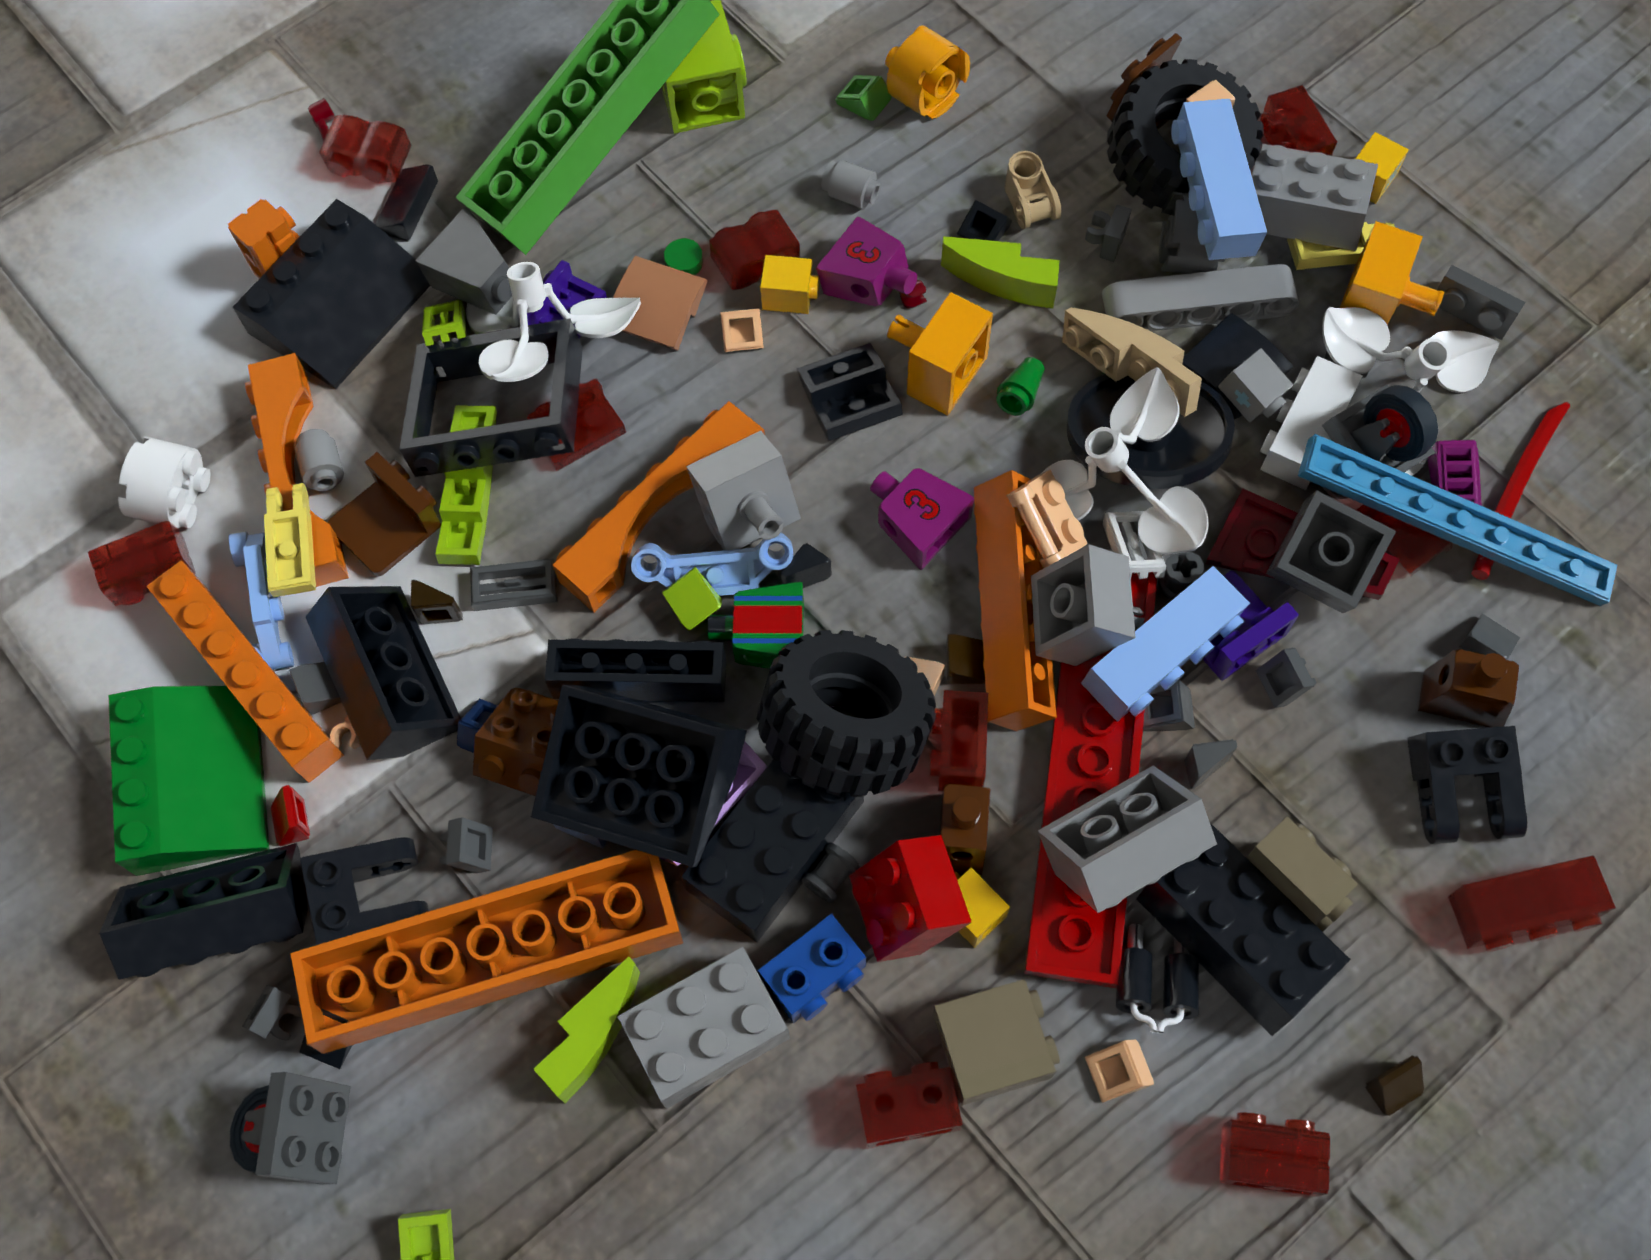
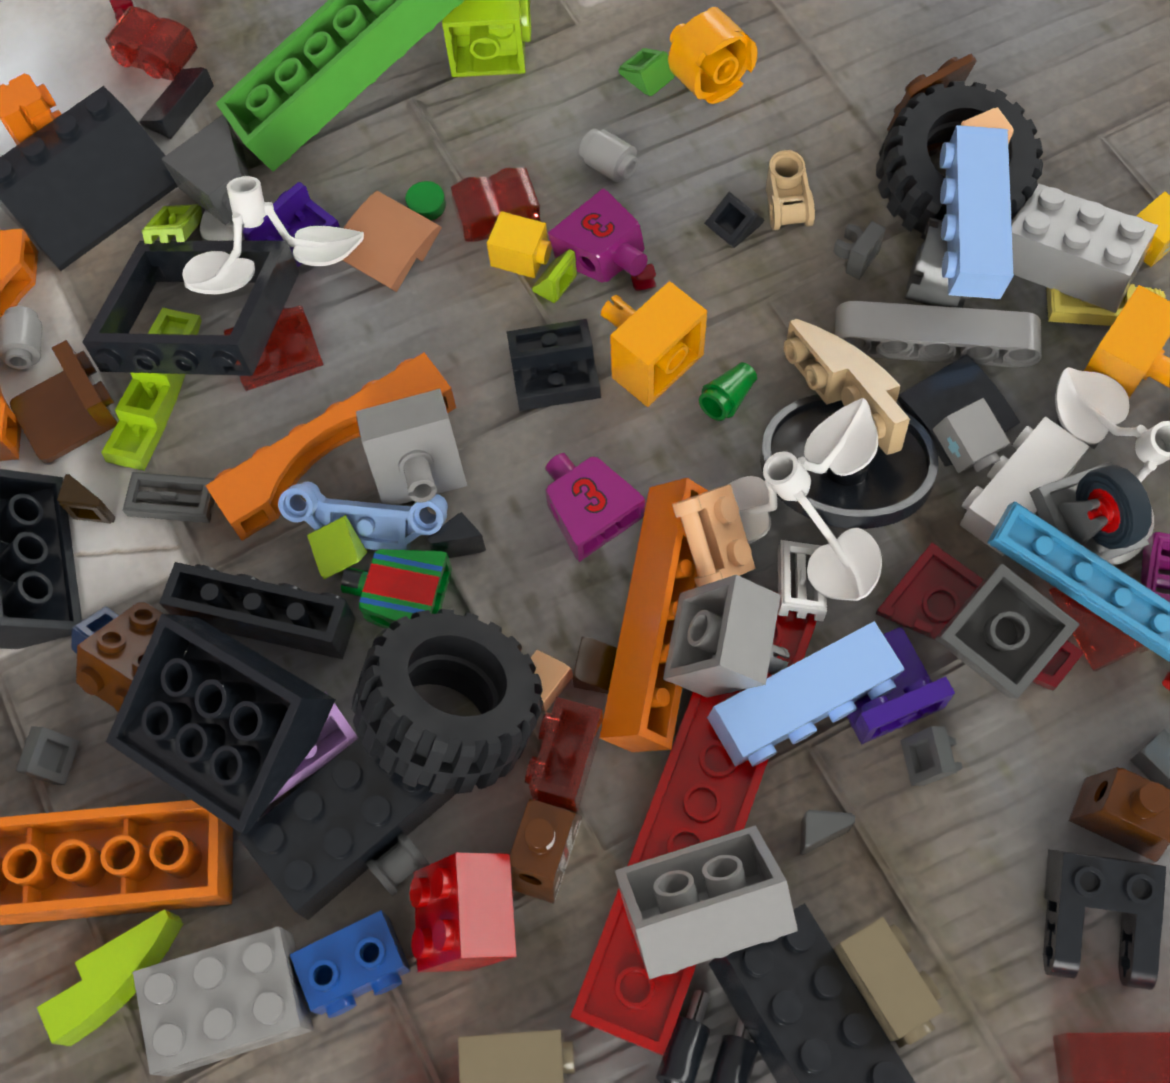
camera: 15 degrees right, 0 degrees up
(741, 330) = (463, 282): light nougat slope -> none
(830, 308) = (557, 277): none -> lime slope
(984, 907) = (536, 934): yellow brick -> none
(1001, 270) = (738, 268): lime slope -> none
(1170, 709) = (798, 763): dark grey slope -> none
(1180, 573) = (854, 614): dark grey bush -> none
(1296, 123) = (1082, 168): clear red brick -> none

